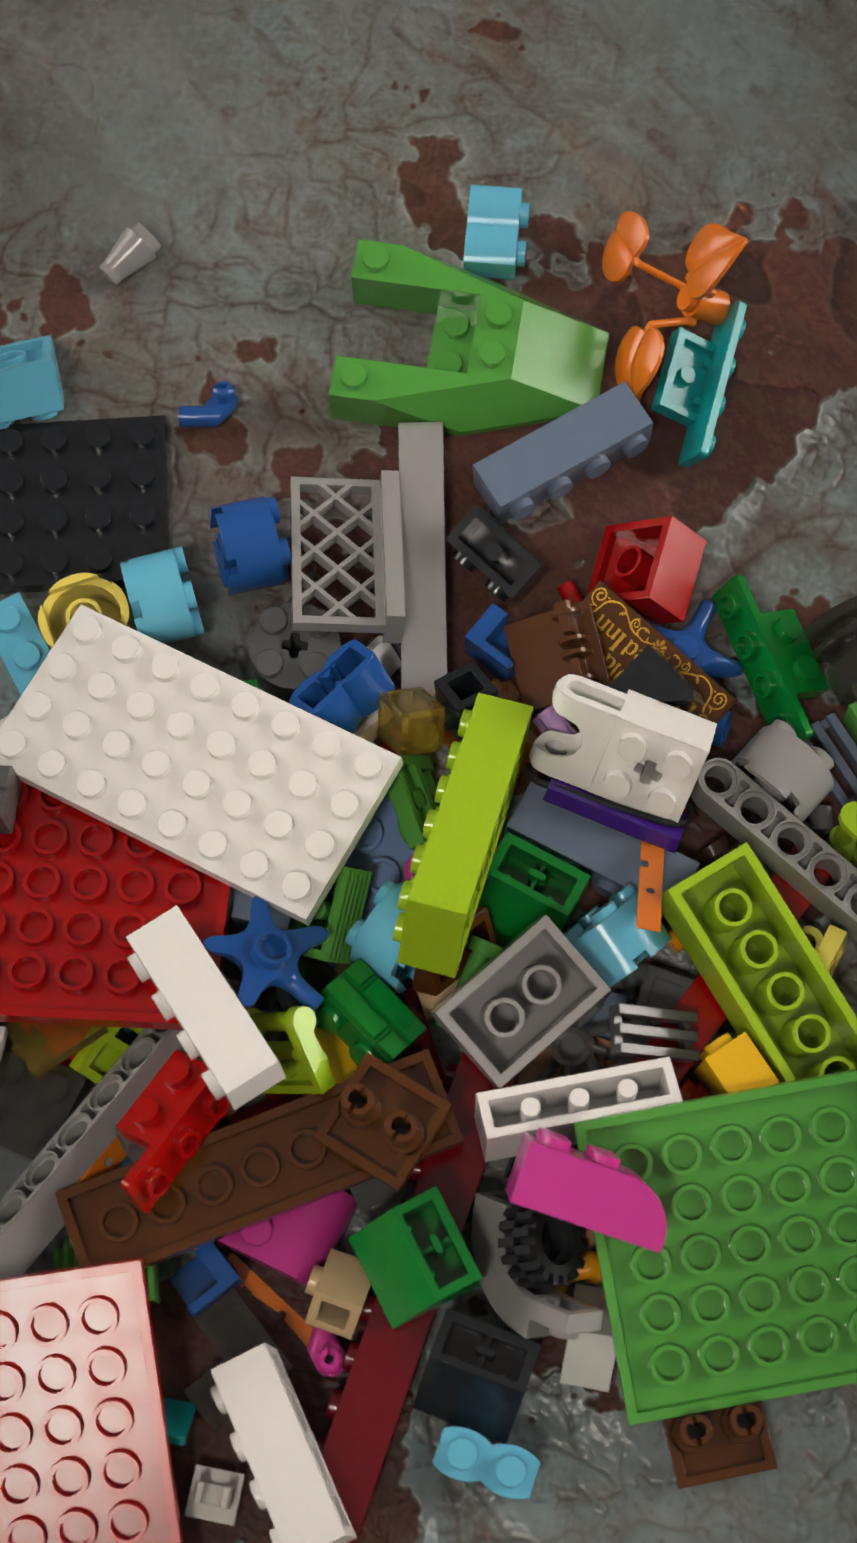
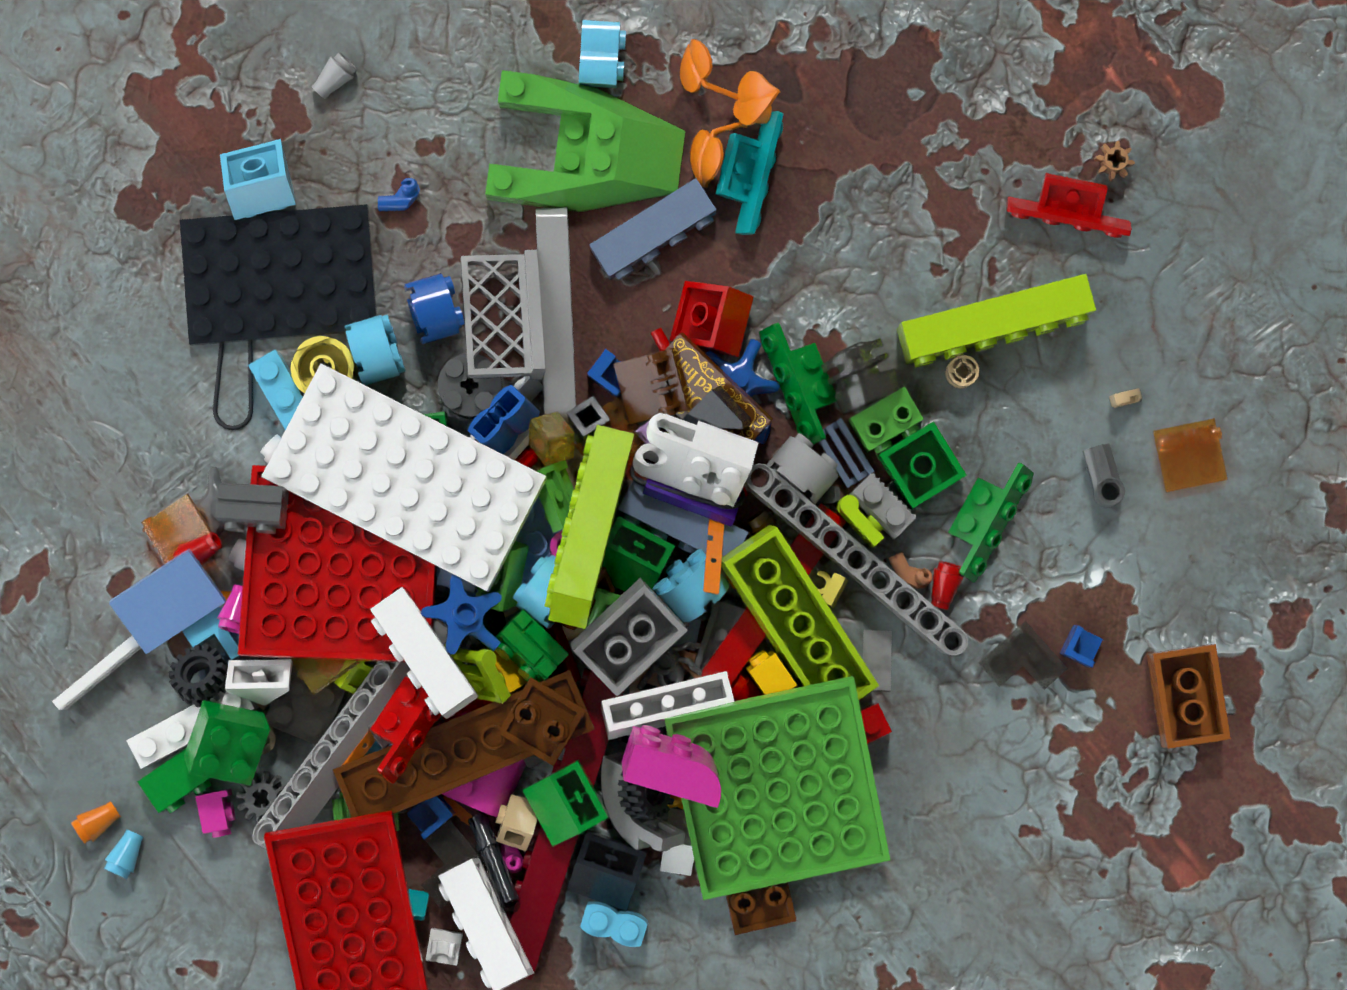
camera: 10 degrees left, 15 degrees up
(300, 1354) = (493, 860): none -> black pin
(497, 554) = (608, 310): black brick -> none
(683, 1034) = (738, 651): dark grey tile -> none

